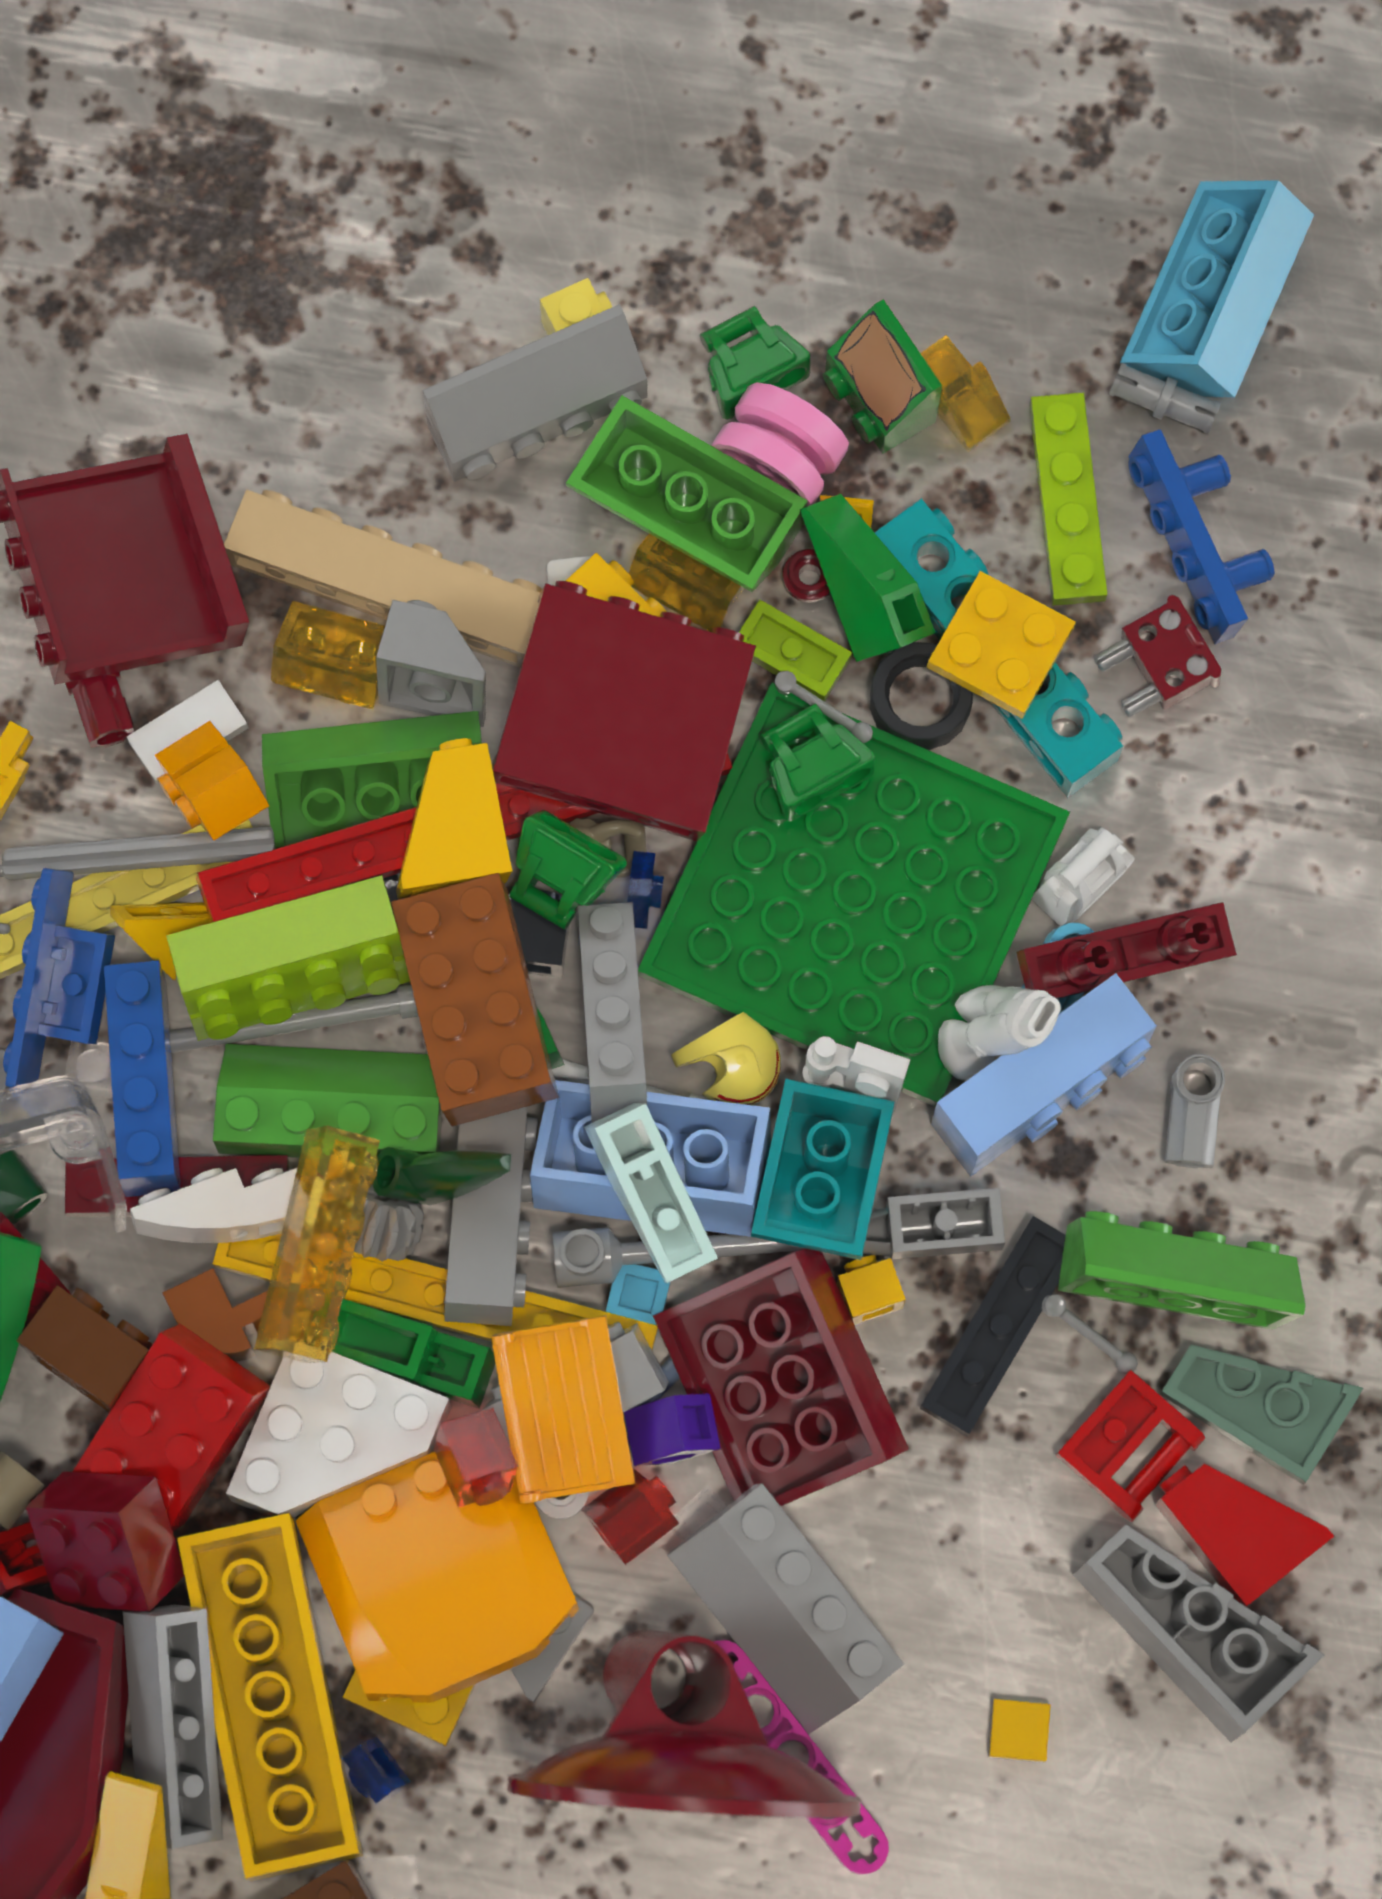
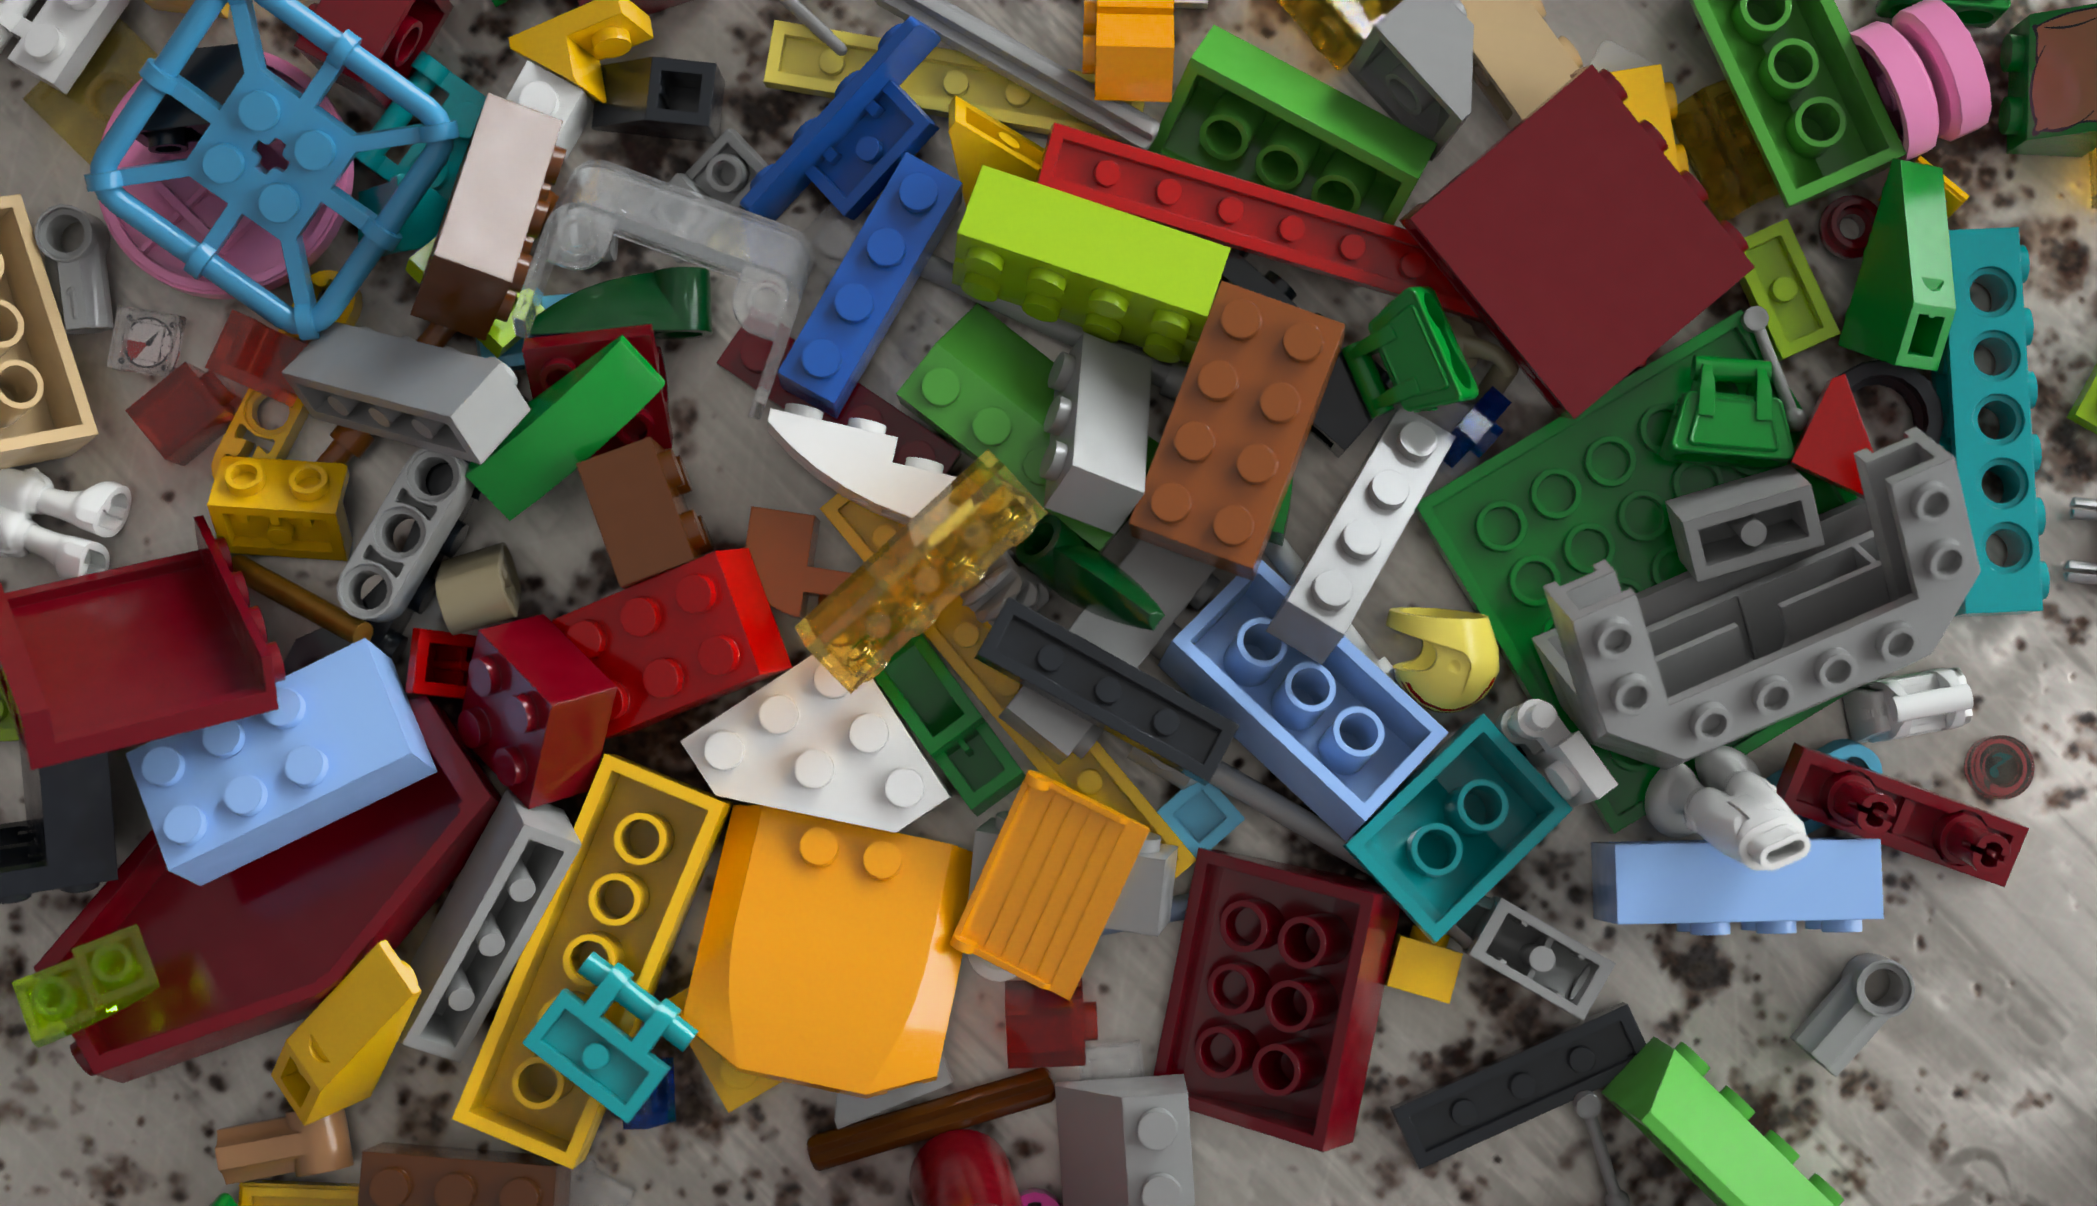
camera: 40 degrees right, 10 degrees up
(321, 1750) = (599, 1054): none -> teal plate
(376, 1068) = (1097, 433): none -> light grey brick
(456, 823) = (1338, 245): yellow slope -> none
(475, 1458) = (934, 876): clear red brick -> none
(508, 1241) = (1107, 691): none -> black plate
(595, 1647) = (931, 1119): none -> reddish brown axle
(651, 1190) = (1276, 741): light aqua slope -> none
(671, 1429) = (1141, 971): dark purple brick -> none
(873, 824) = (1745, 522): none -> light grey brick
(900, 730) = (1832, 438): none -> red slope
(939, 886) = (1732, 654): none -> light grey wedge
(1001, 644) = (1998, 426): yellow plate -> none
(1176, 876) = (1999, 767): none -> clear smoke tile

